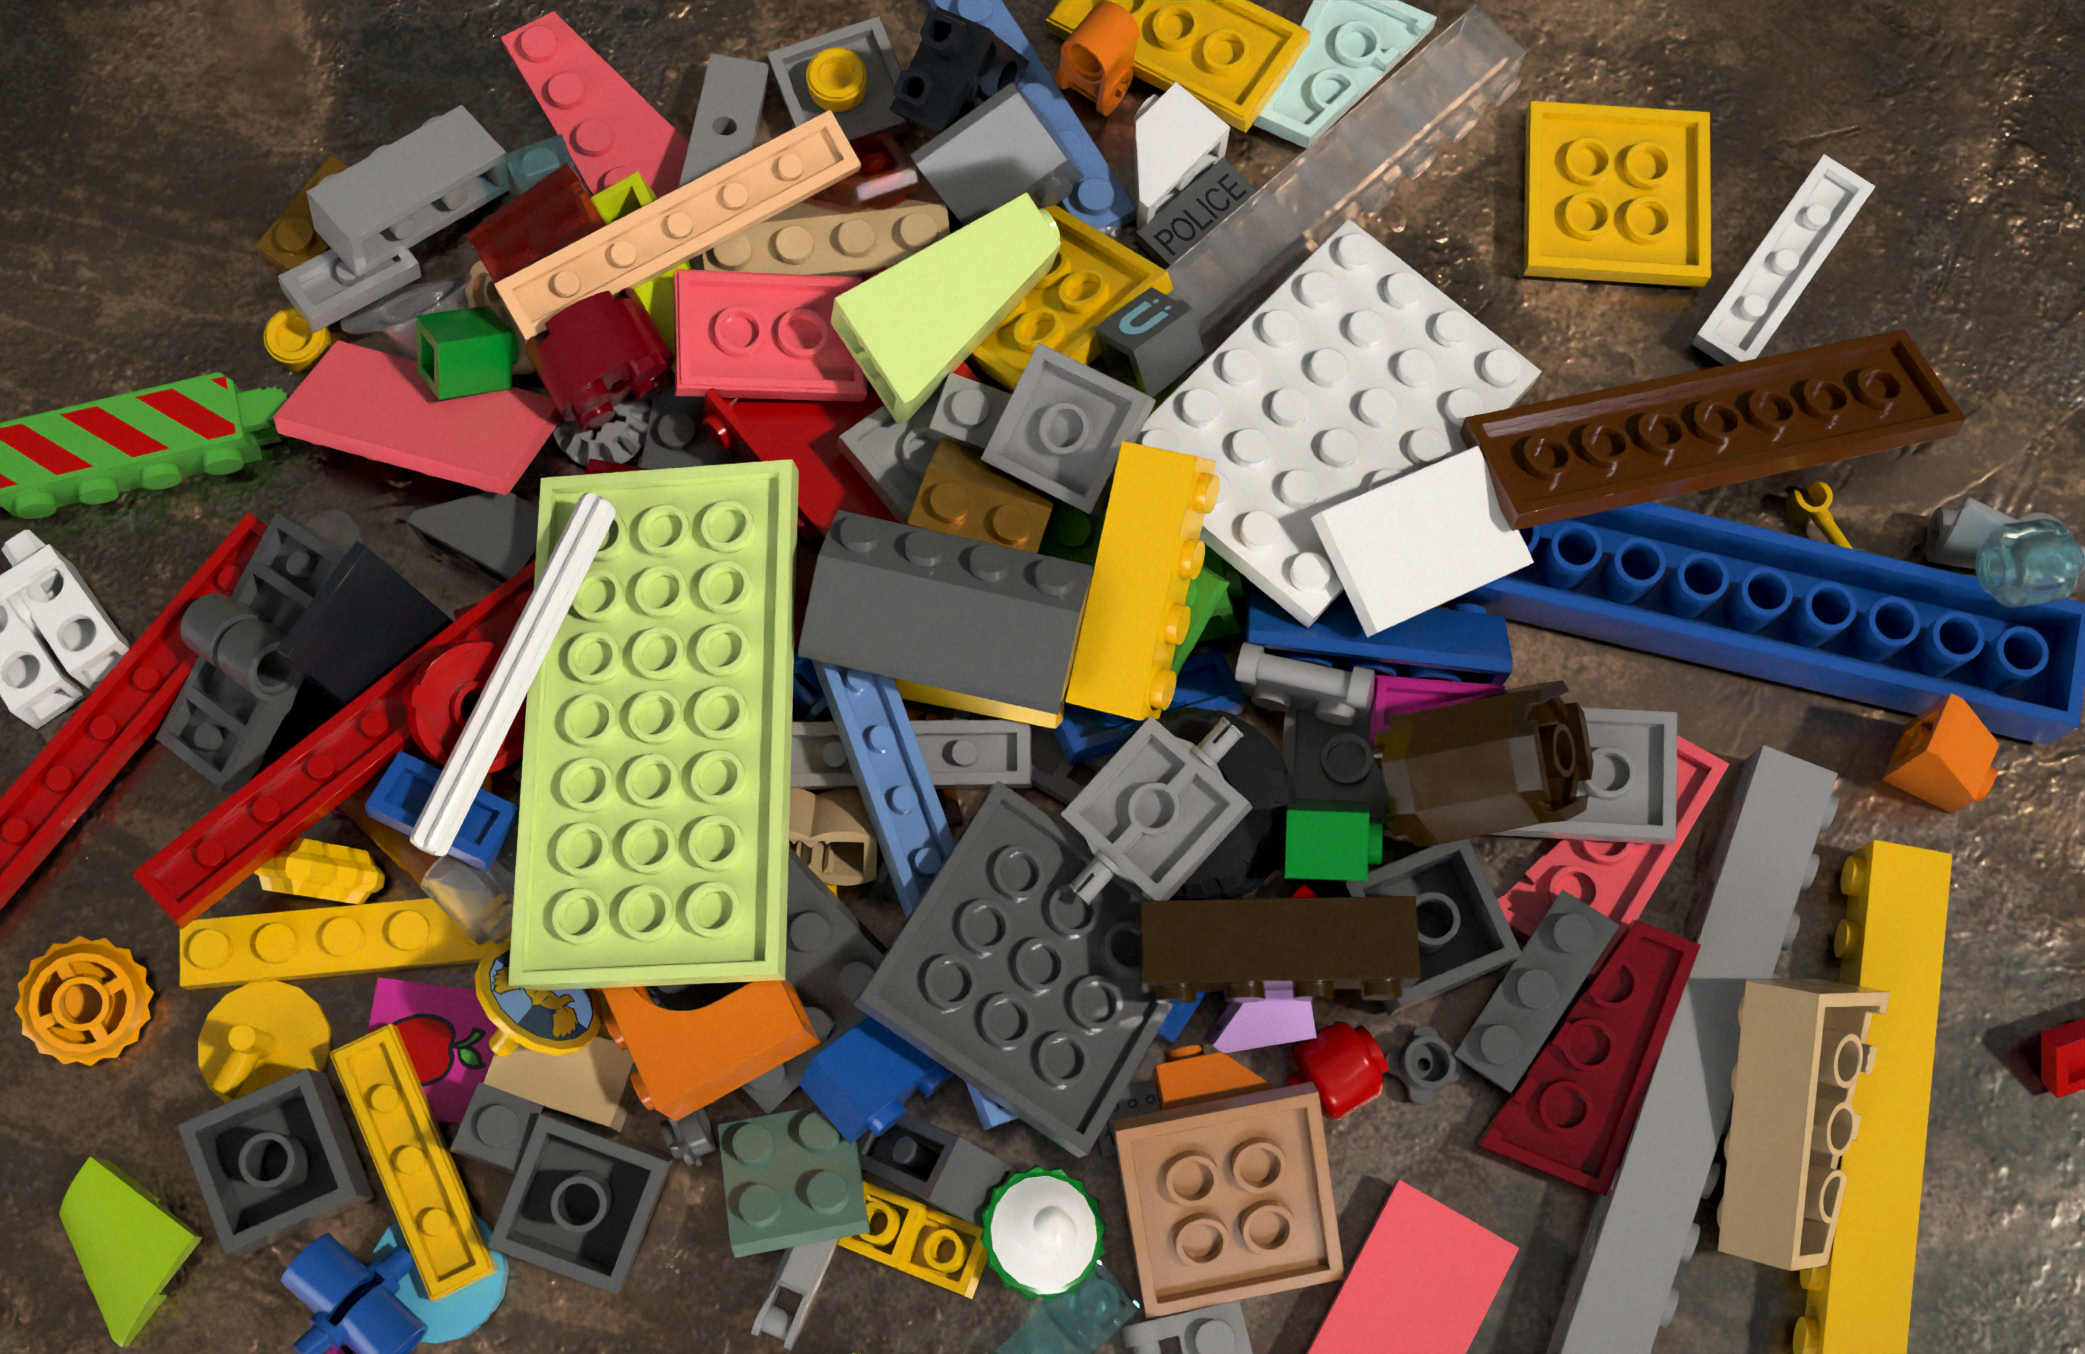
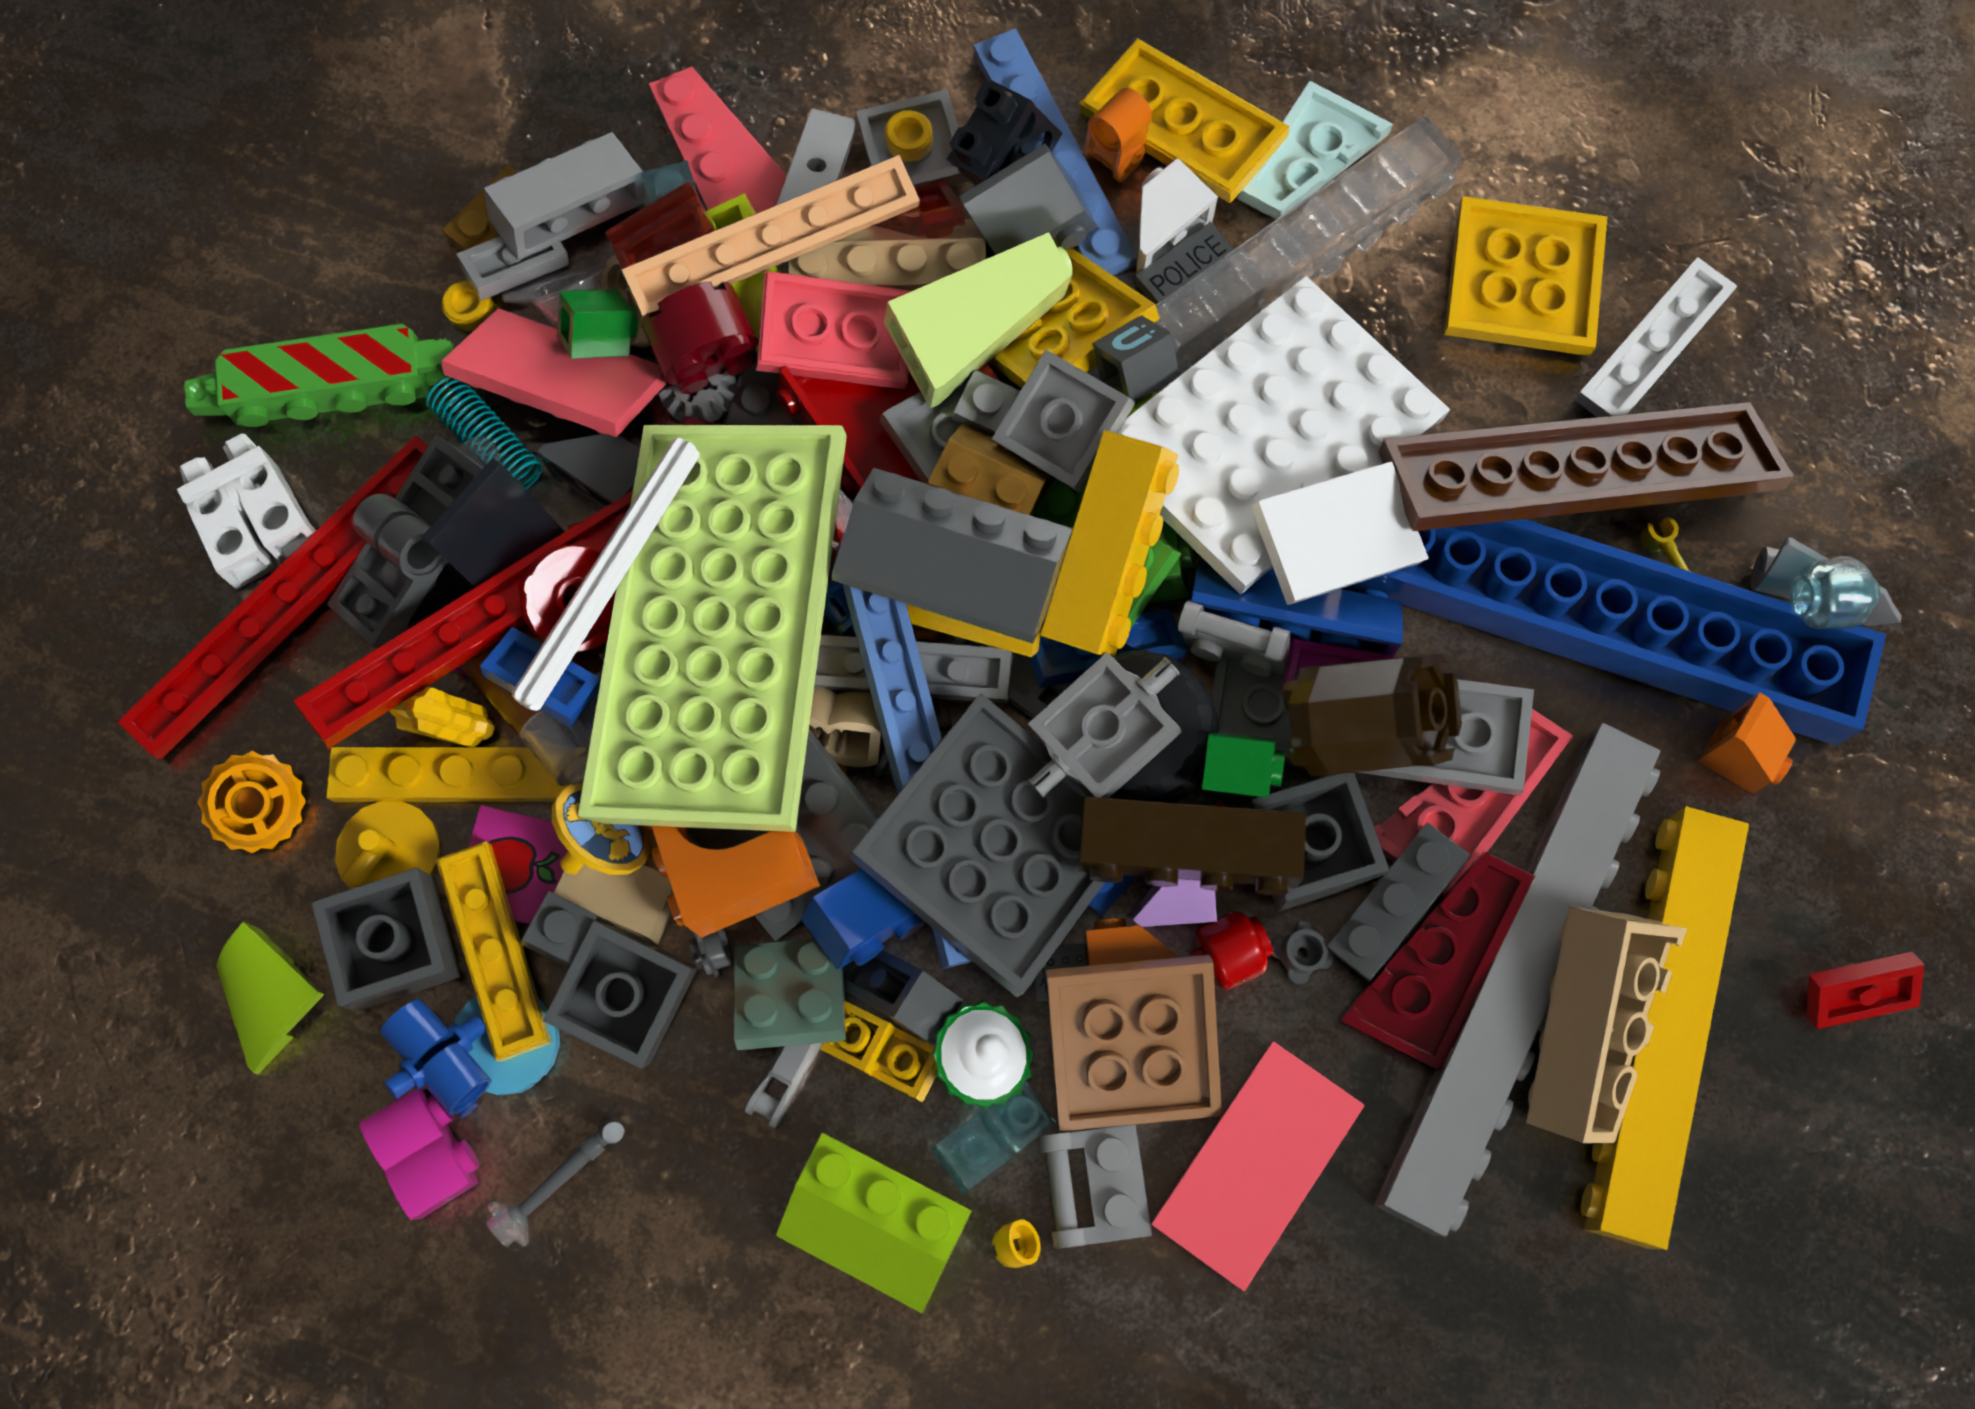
camera: 10 degrees right, 0 degrees up
(286, 466) = (460, 437): none -> teal piece

